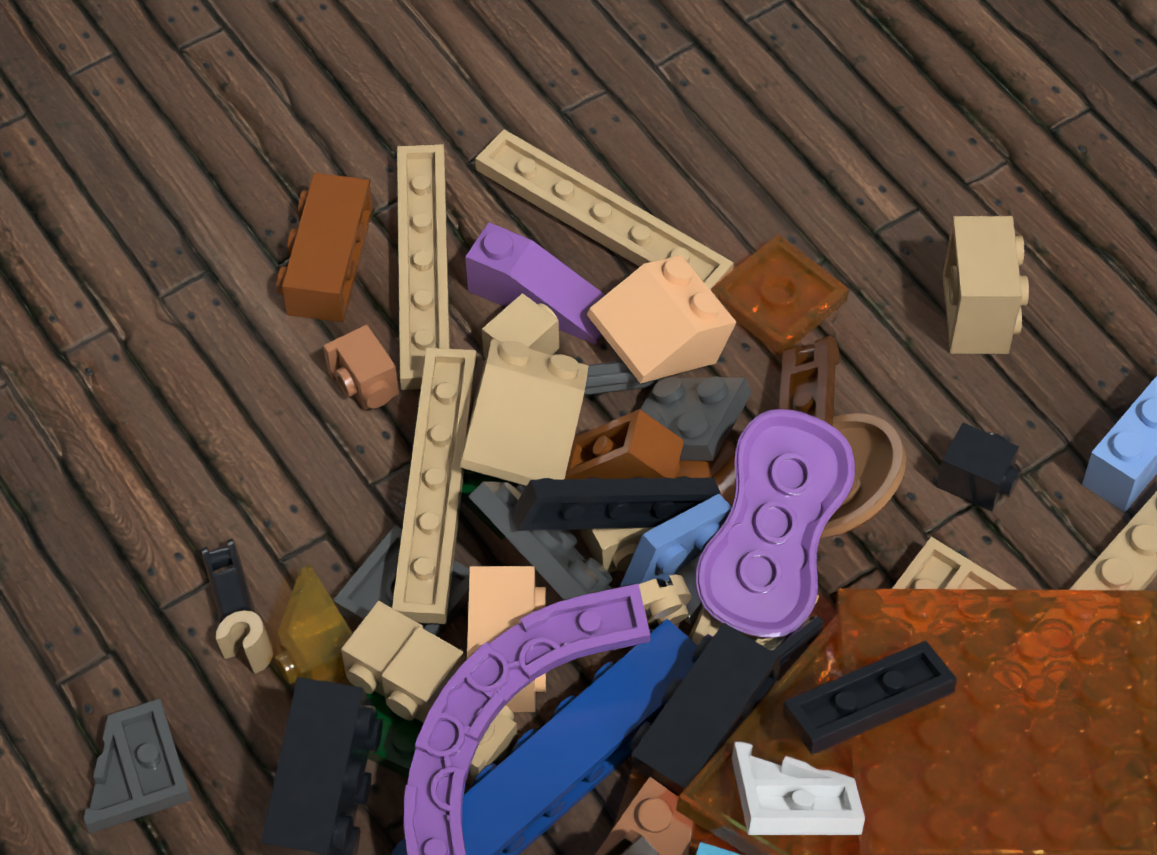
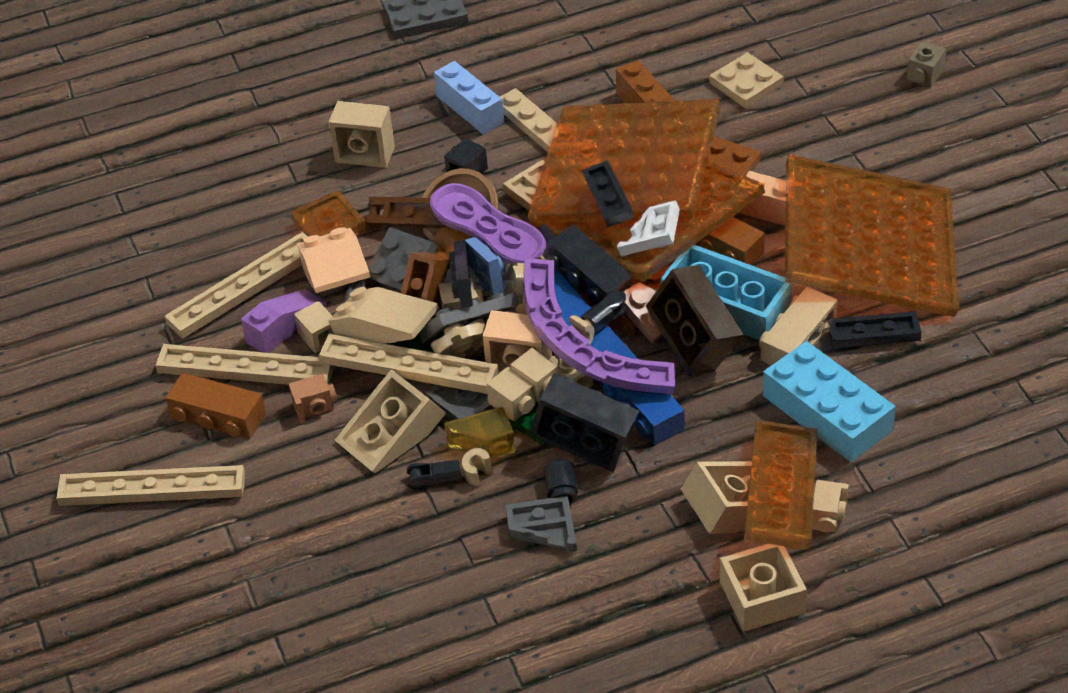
camera: 75 degrees left, 10 degrees down
(162, 214) = (151, 485): none -> tan plate
(225, 776) = (561, 480): none -> black brick
(326, 493) = (389, 423): none -> tan slope
(492, 542) = (459, 339): none -> tan plate
(534, 725) = (600, 315): none -> black piece

